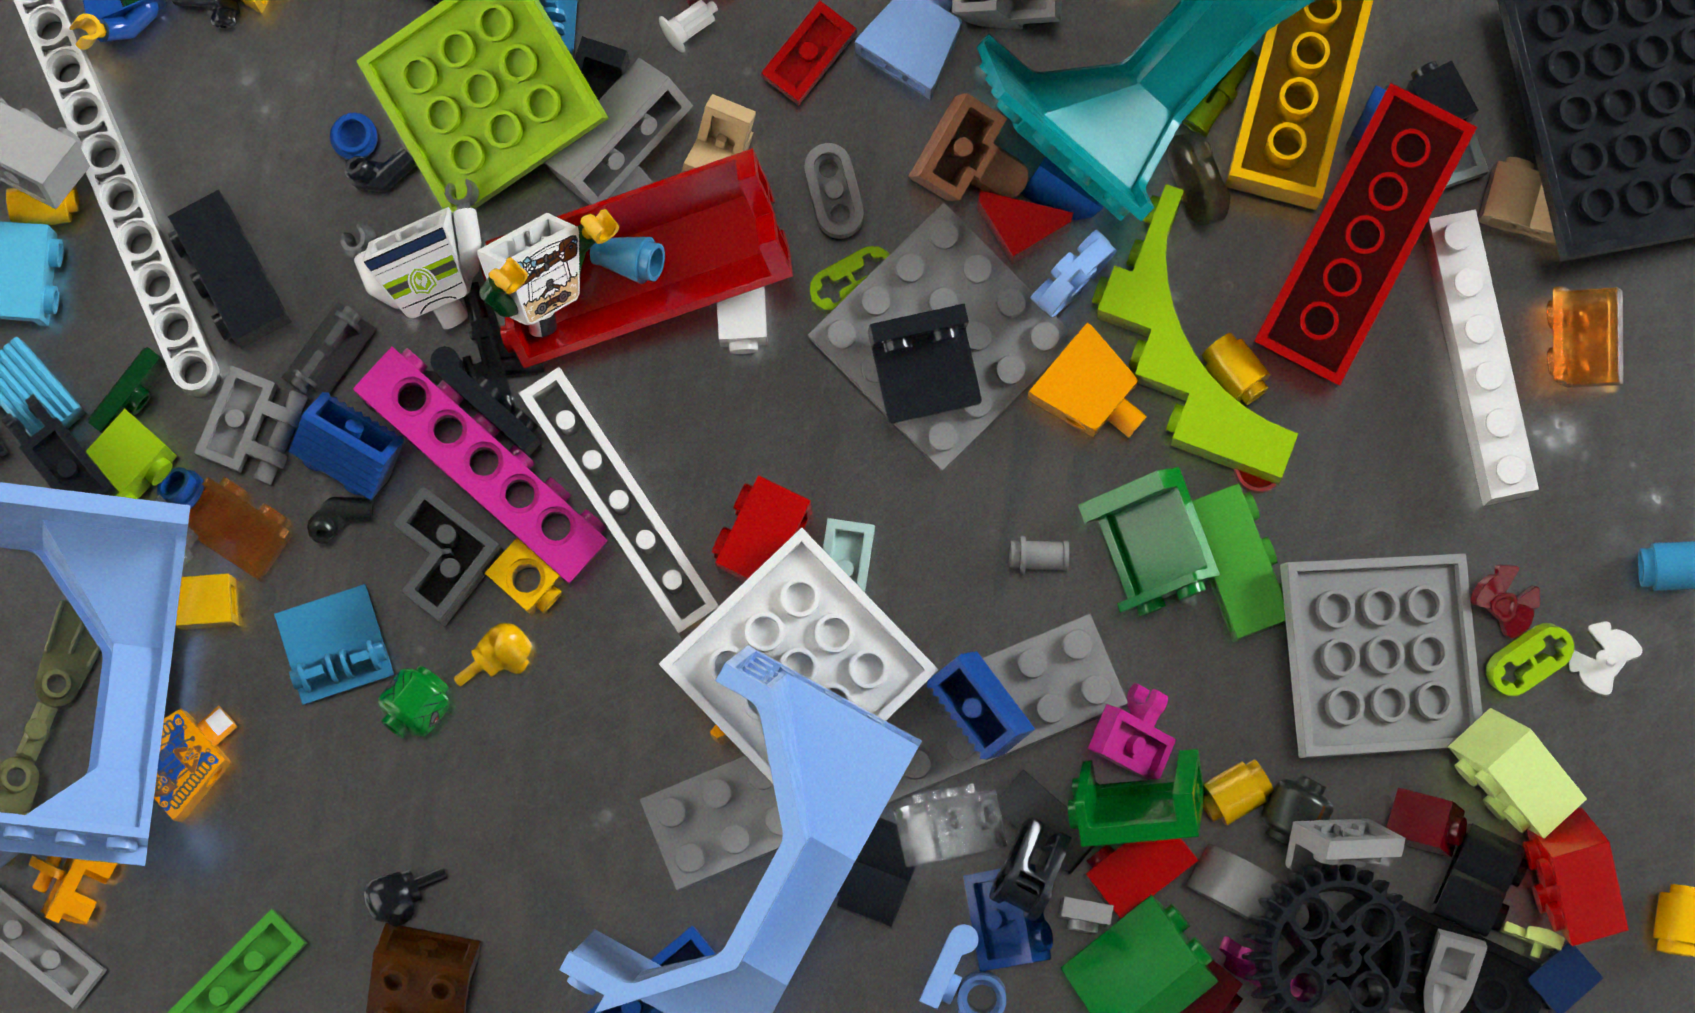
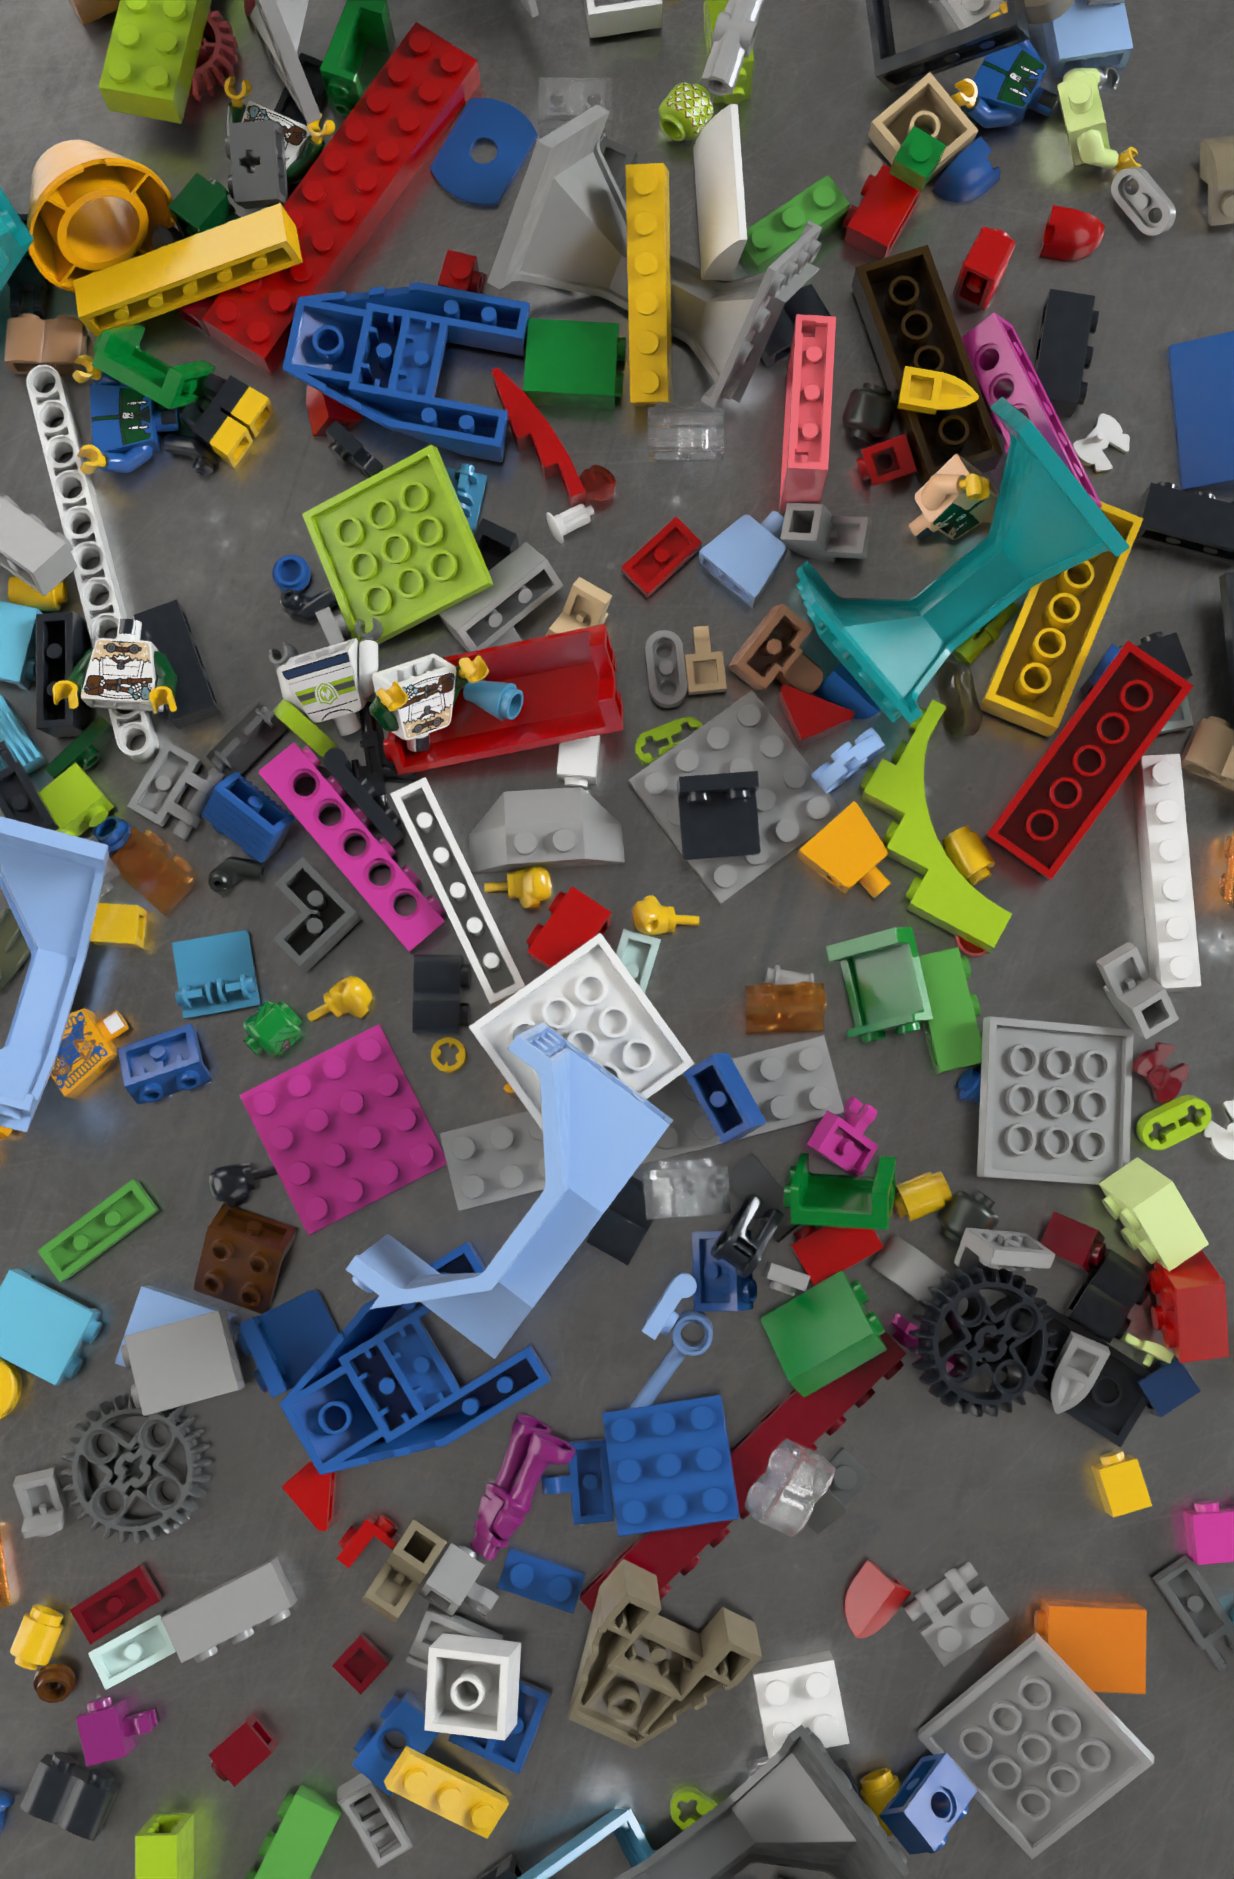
camera: 10 degrees right, 0 degrees up
(91, 301) = (59, 647): none -> black brick
(168, 292) = (121, 674): none -> torso
(286, 764) = (163, 1064): none -> blue bracket
(399, 326) = (304, 727): none -> lime beam
(416, 196) = (333, 626): none -> light grey plate
(510, 563) = (363, 931): yellow brick -> none
(520, 812) = (344, 1129): none -> dark pink plate
(613, 631) = (439, 994): none -> black brick
(620, 703) = (436, 1054): none -> yellow bush
(701, 480) = (526, 884): none -> yellow piece
(714, 413) = (545, 830): none -> light grey wedge
(863, 500) = (654, 919): none -> yellow piece
(882, 182) = (704, 668): none -> tan plate
(1038, 586) = (785, 1007): none -> clear orange bracket
(1276, 649) = (970, 1085): none -> blue plate
(1459, 508) = (1134, 994): none -> light grey brick

